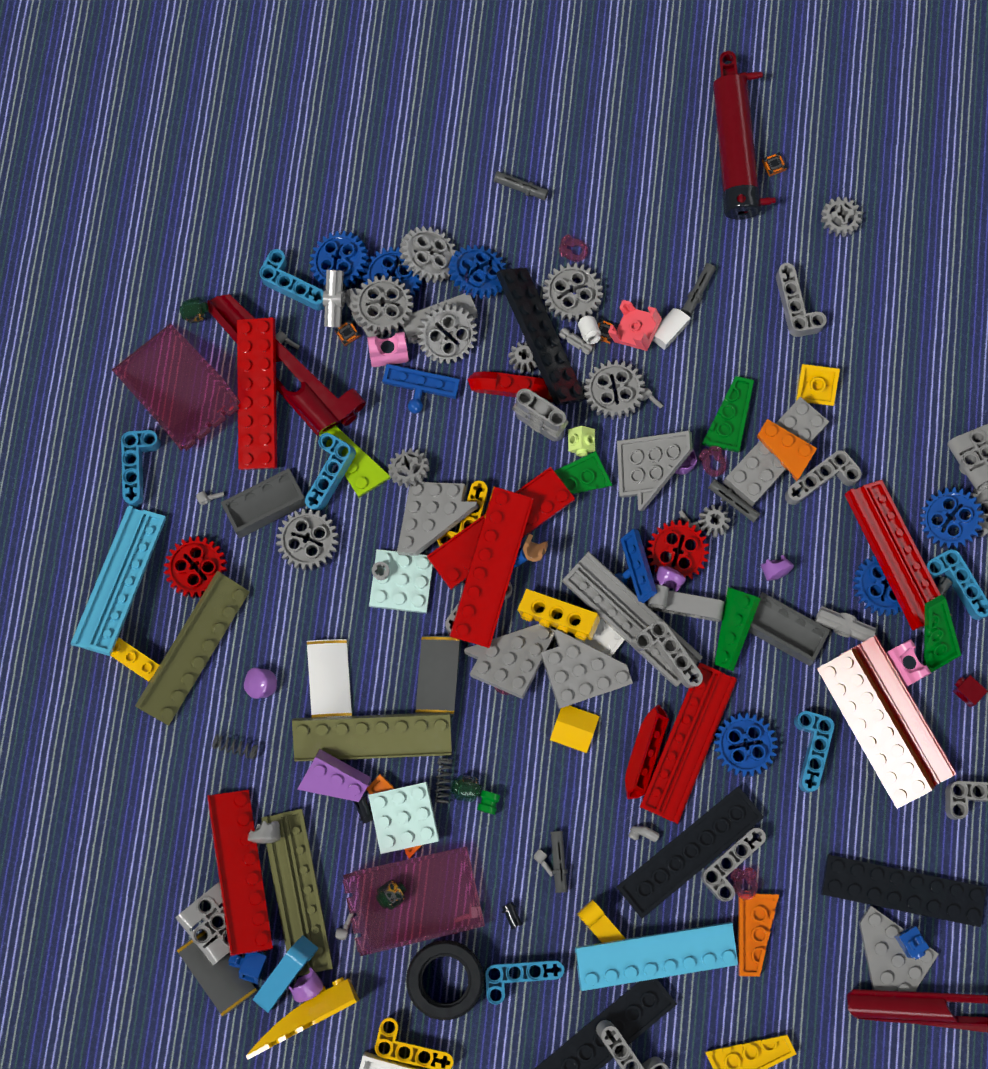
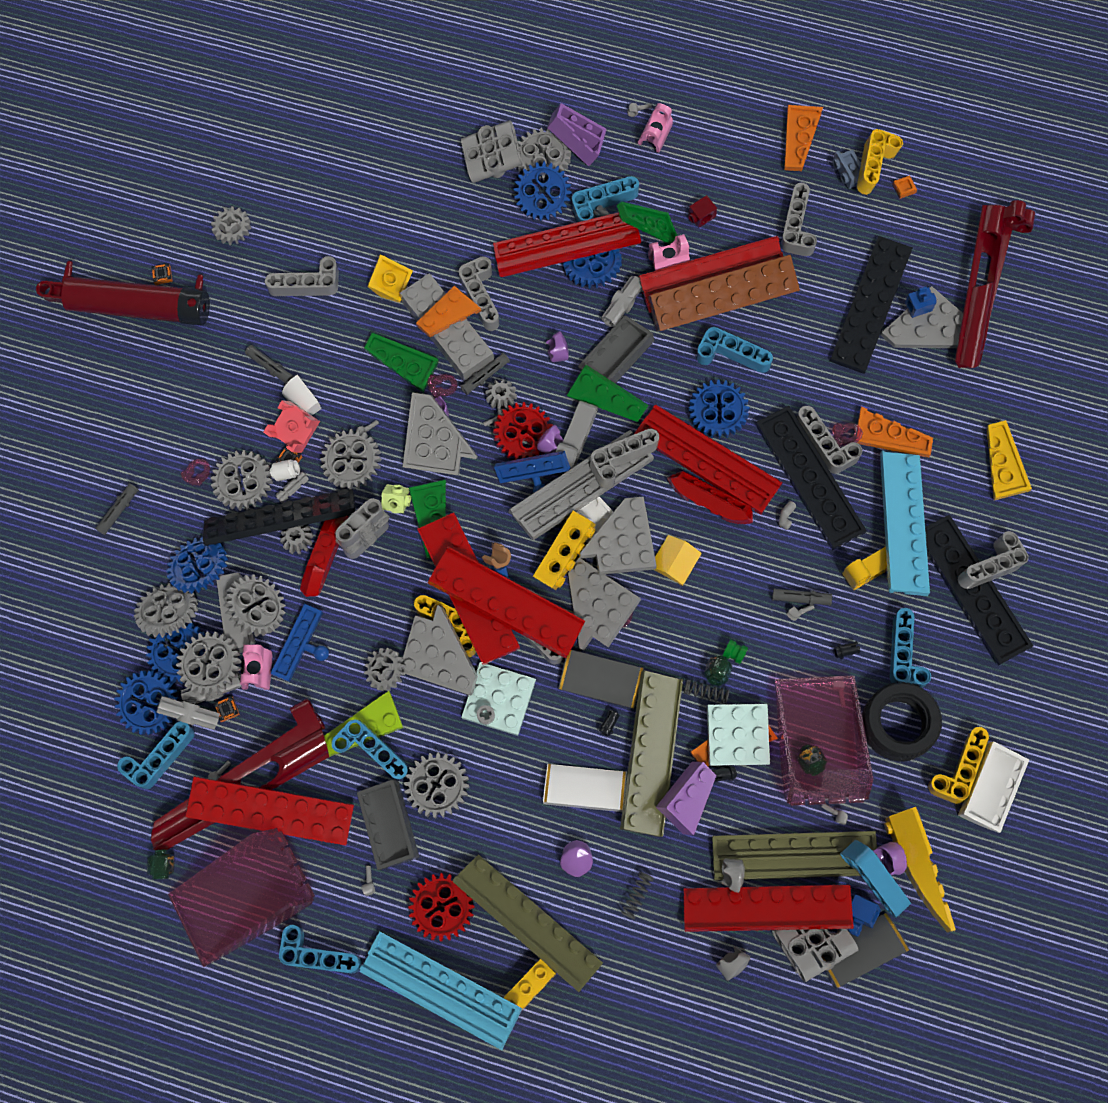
camera: 75 degrees left, 5 degrees down
(184, 847) = (733, 963): none -> light grey hair
(395, 690) = (608, 723): none -> black pin

